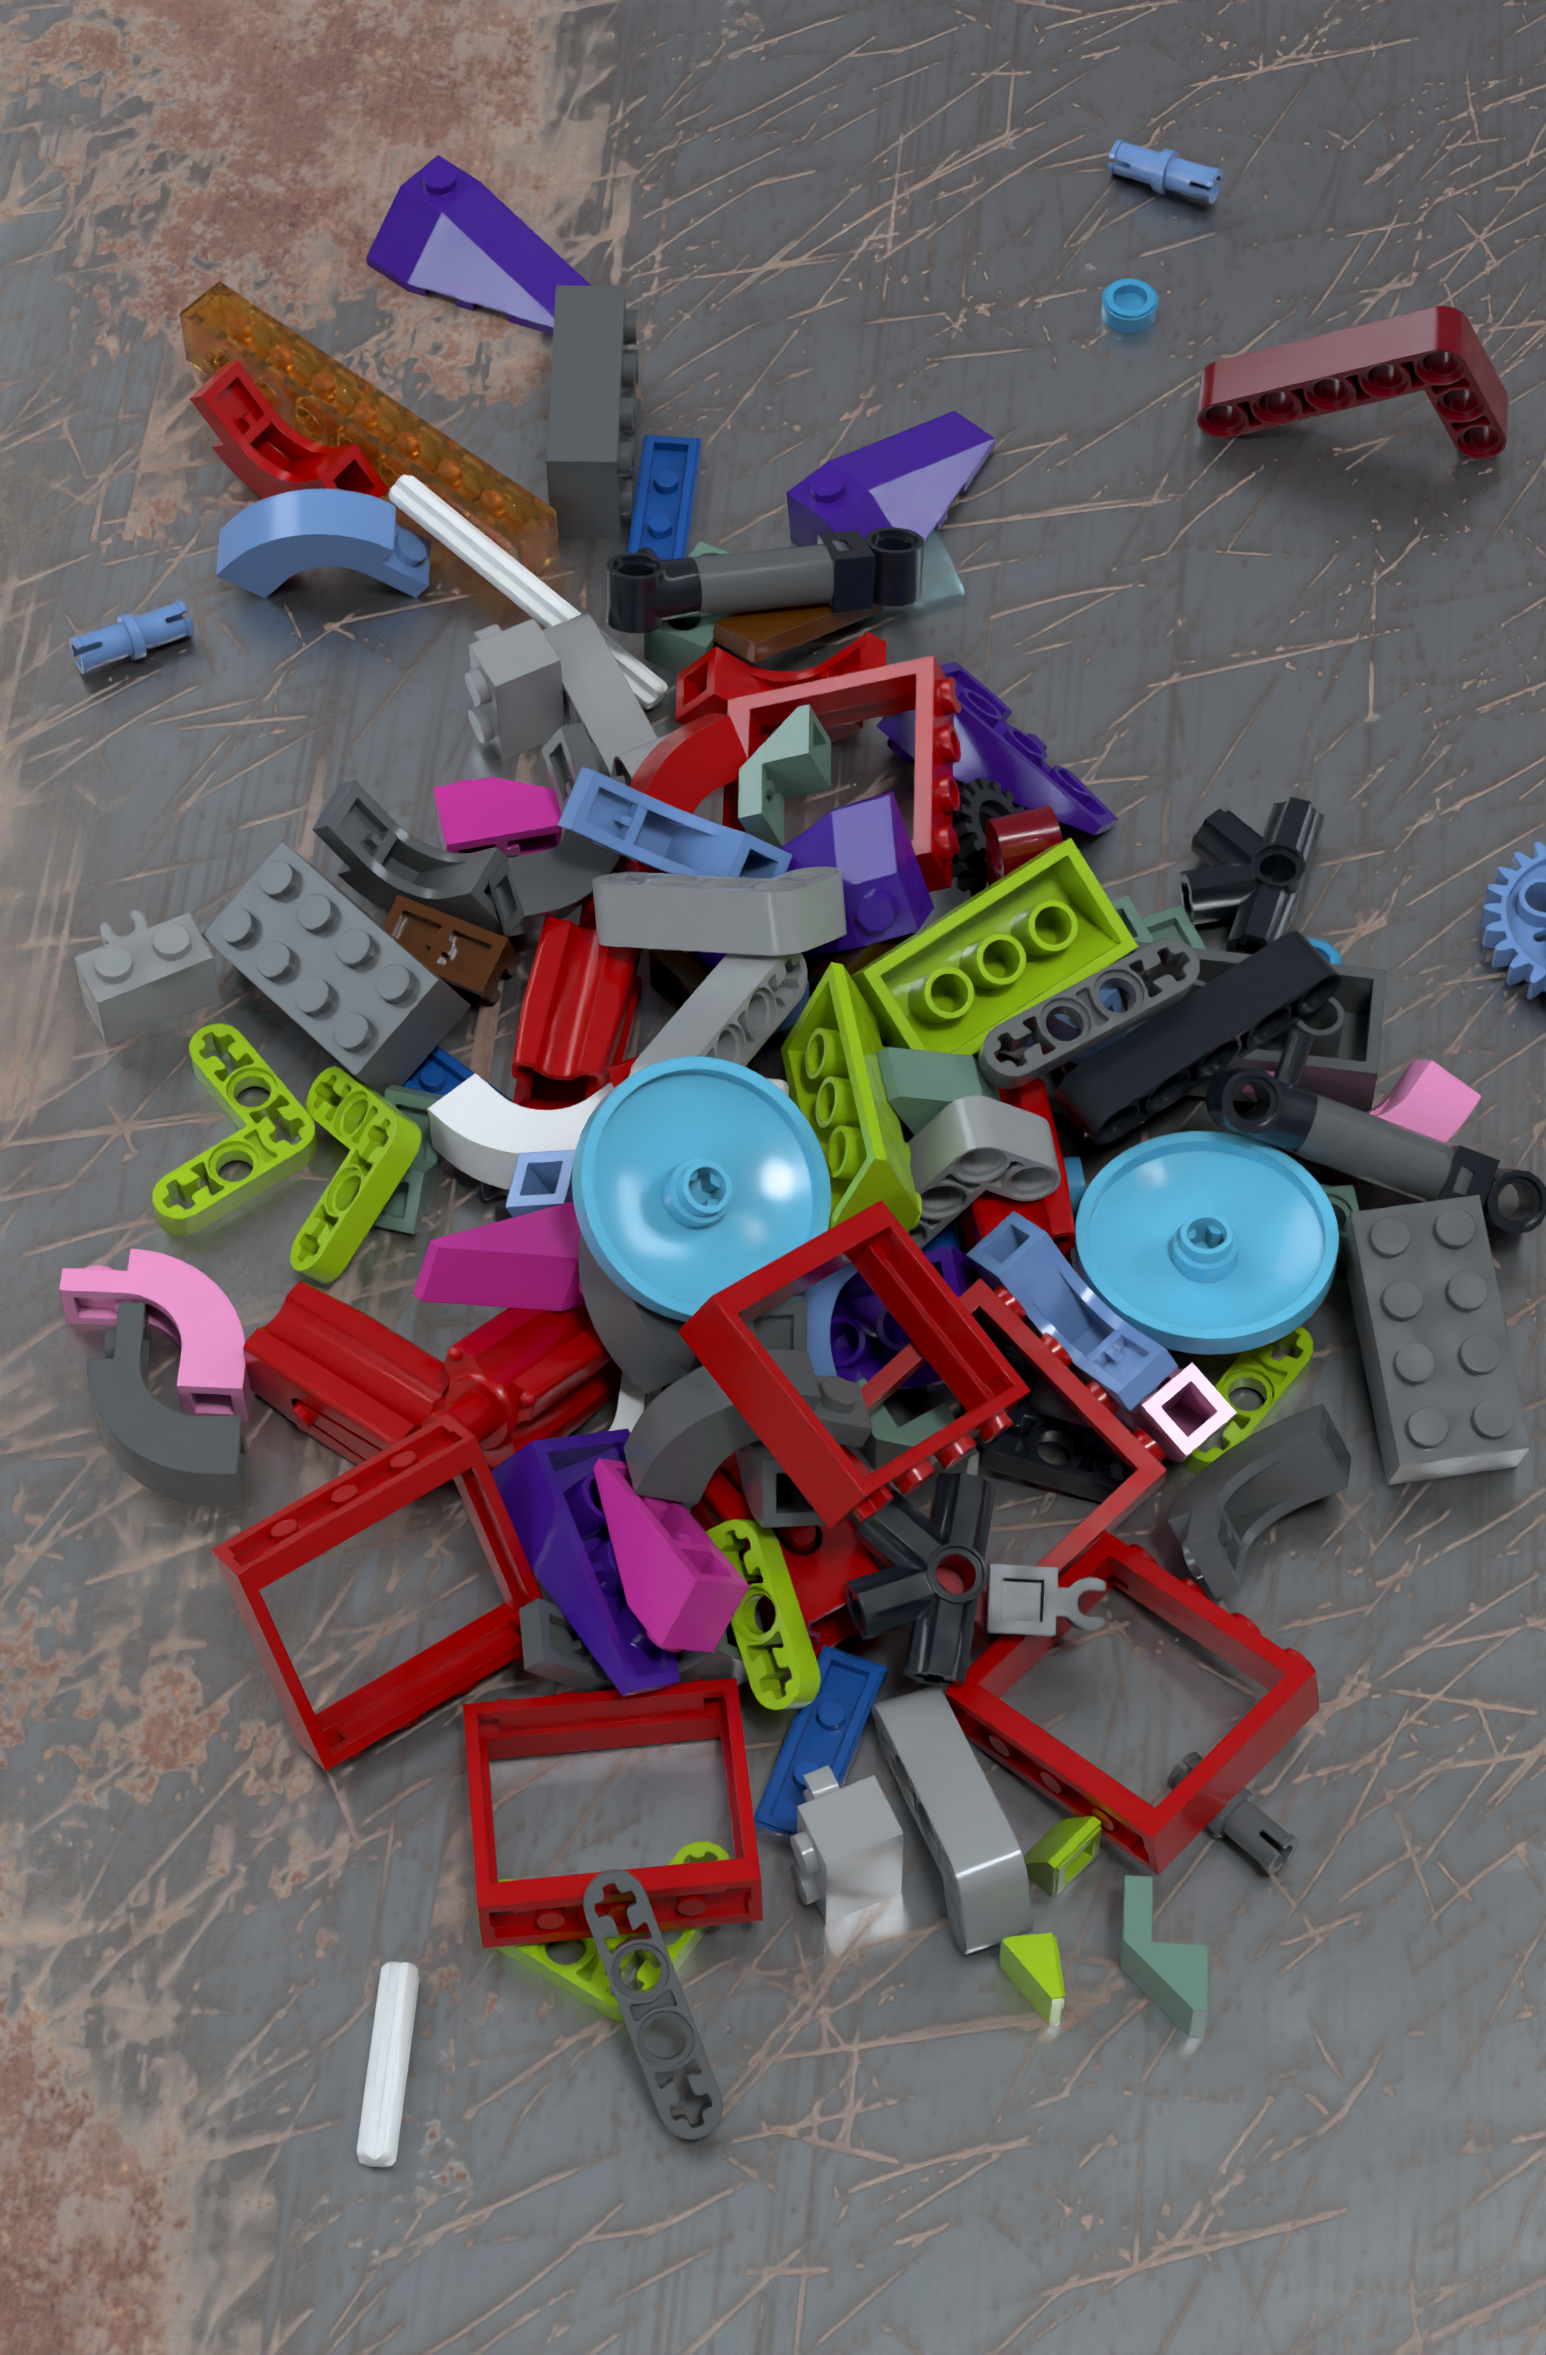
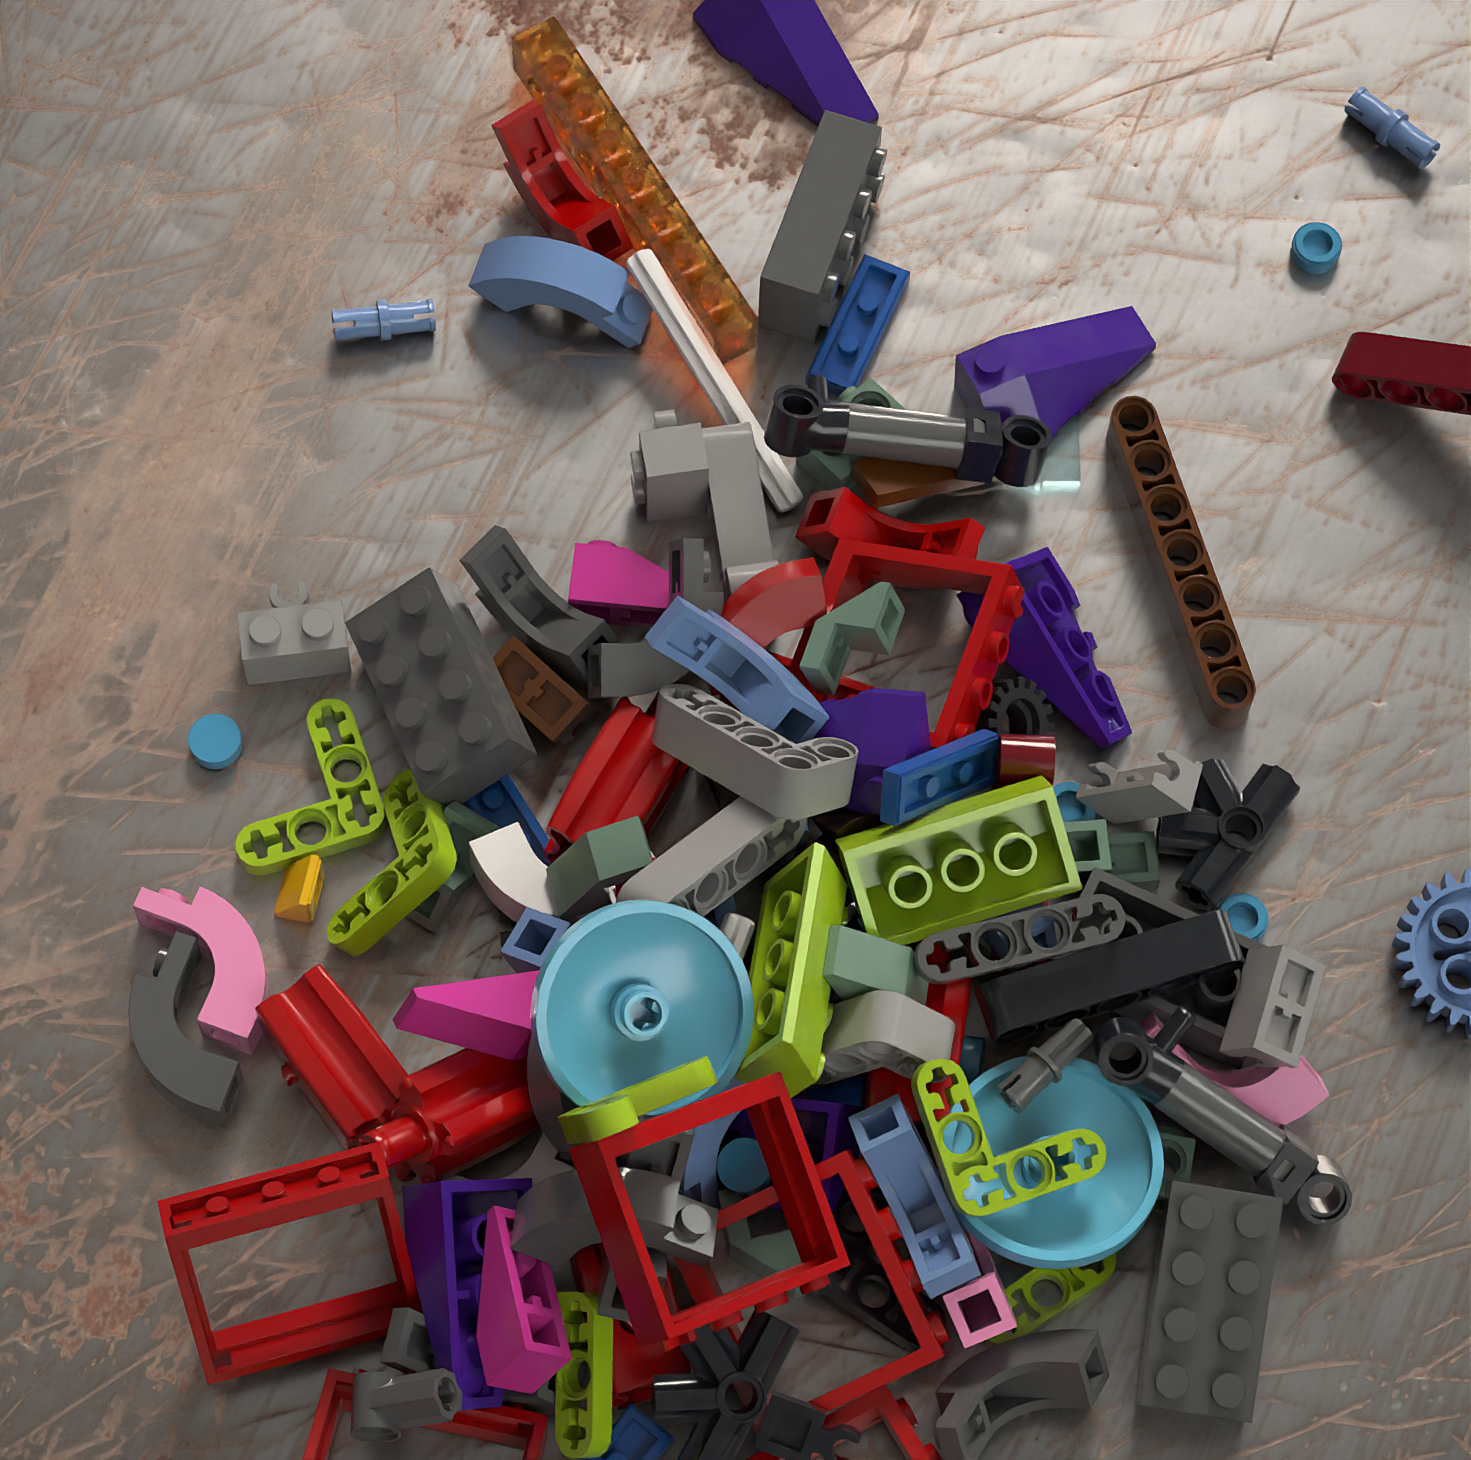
camera: 15 degrees right, 10 degrees up
(90, 1109) = (215, 741): none -> dark azure tile
(244, 1230) = (300, 890): none -> yellow slope
(550, 1708) = (391, 1402): none -> dark grey piece
(584, 1071) = (597, 862): none -> sand green slope
(722, 1267) = (622, 1108): none -> lime beam
(863, 1348) = (743, 1167): none -> dark azure tile
(937, 878) = (939, 777): none -> blue tile
(1107, 637) = (1180, 583): none -> reddish brown beam
(1131, 1251) = (978, 1158): none -> lime beam
(1162, 1143) = (1044, 1065): none -> dark grey axle
(1164, 858) = (1143, 791): none -> light grey hinge
(1388, 1015) = (1273, 1006): none -> light grey hinge

